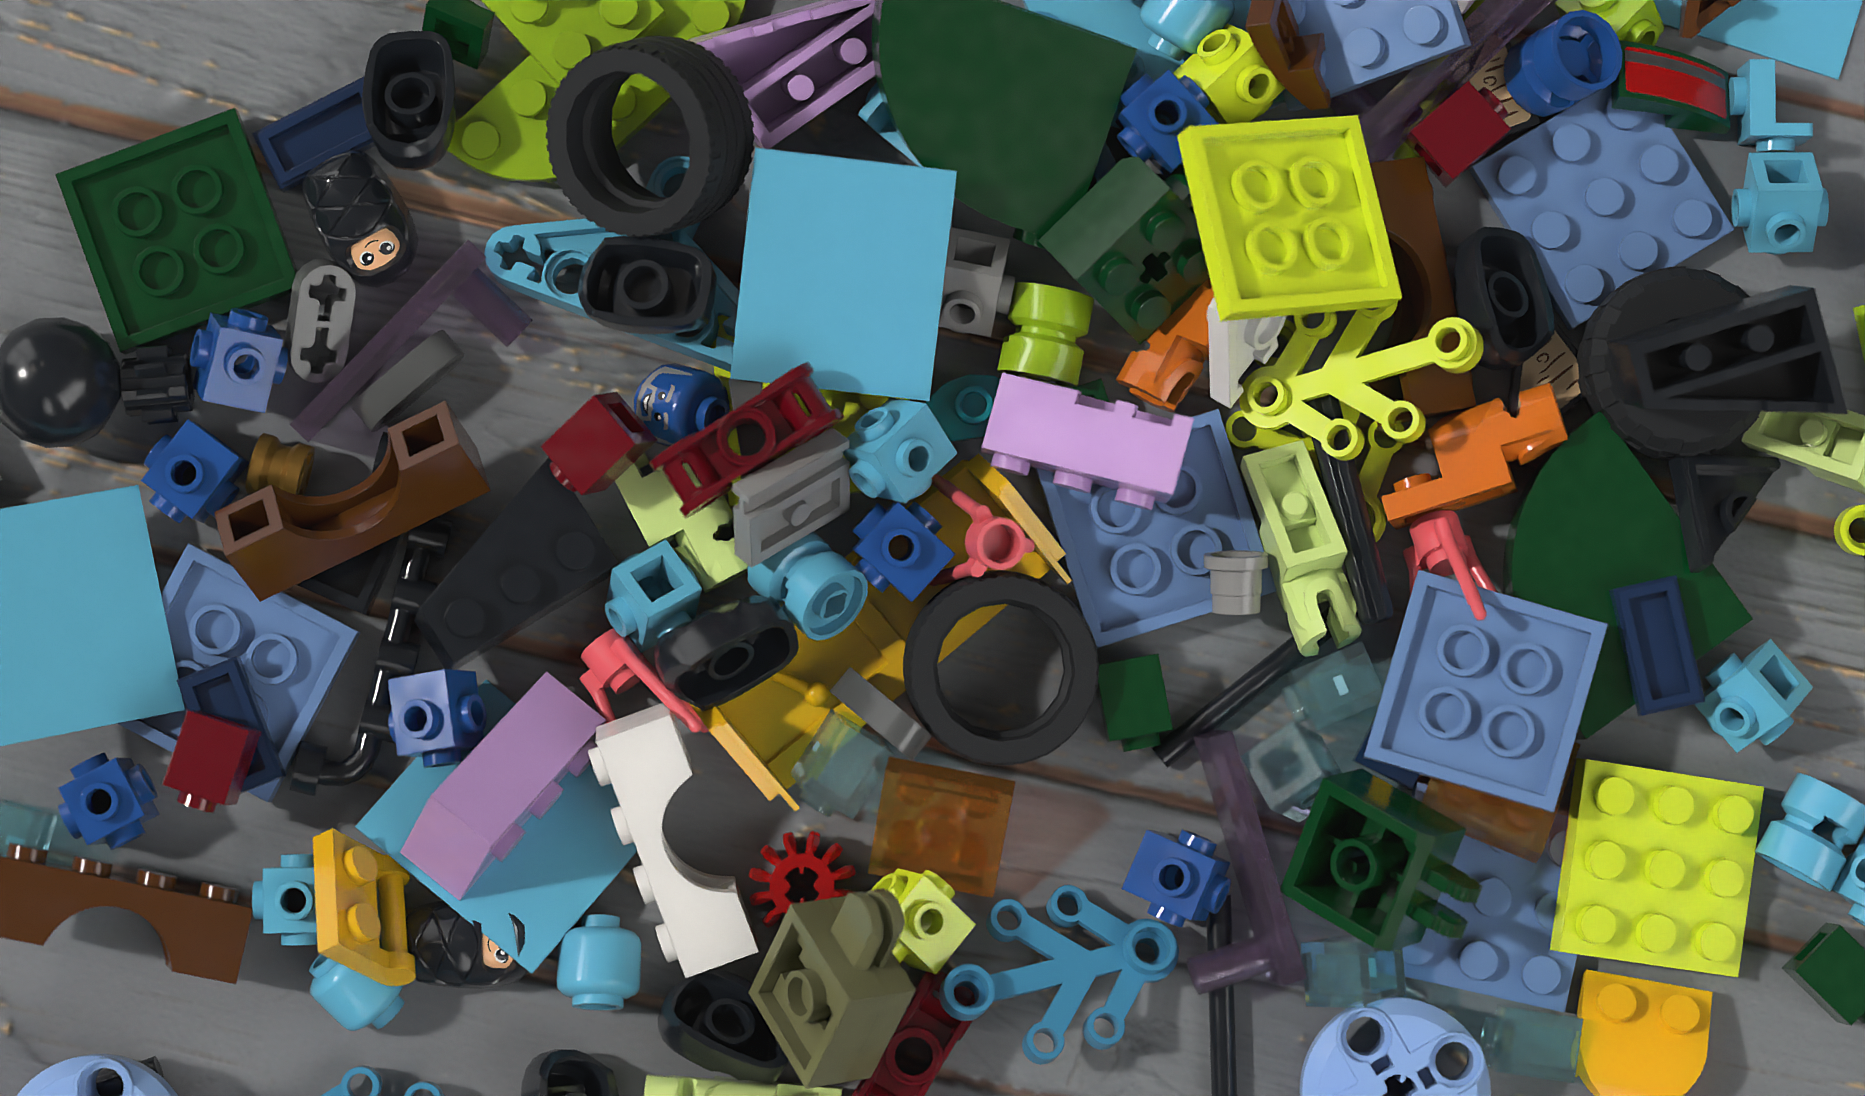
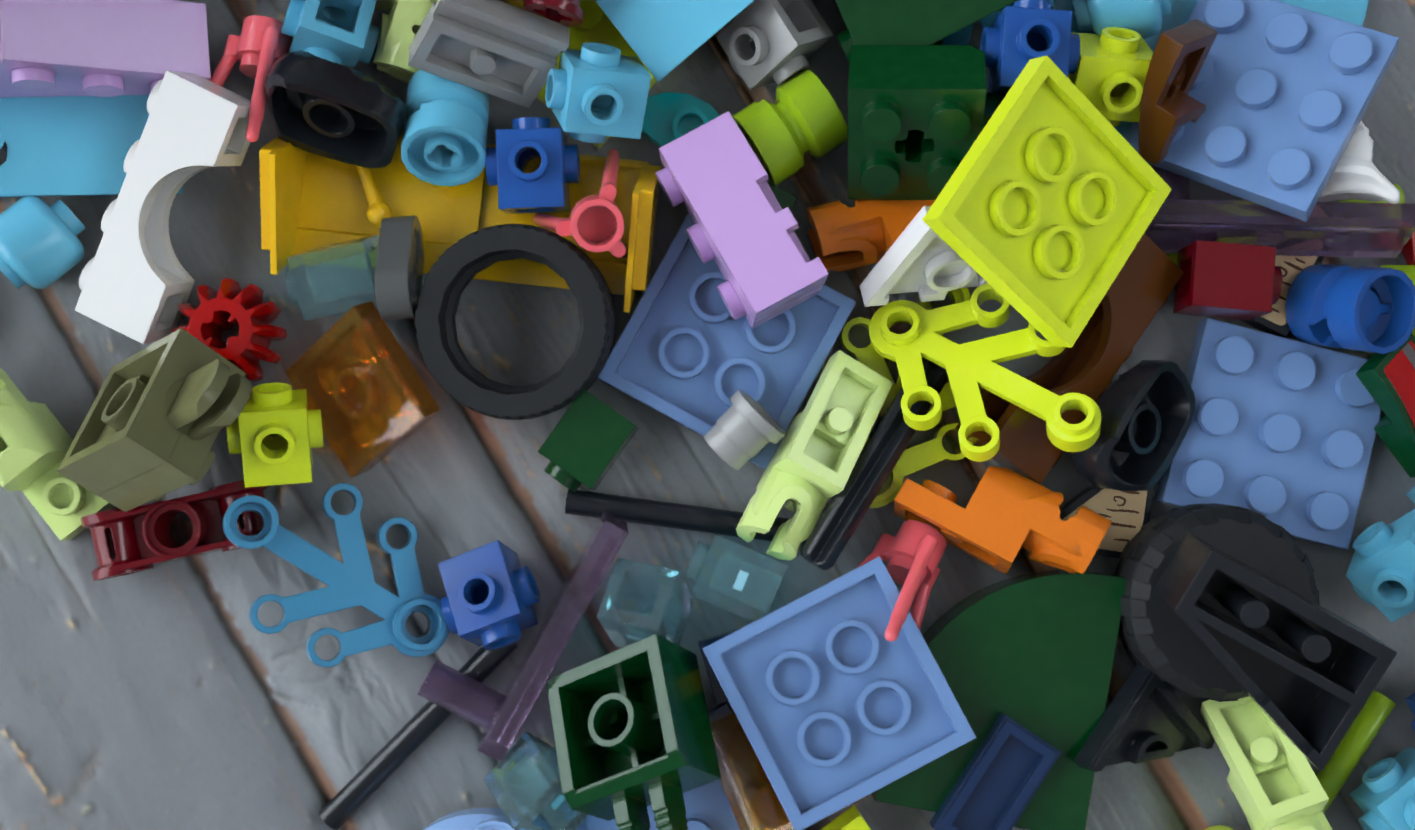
camera: 45 degrees right, 0 degrees up
(720, 1027) = (64, 367): black piece -> none

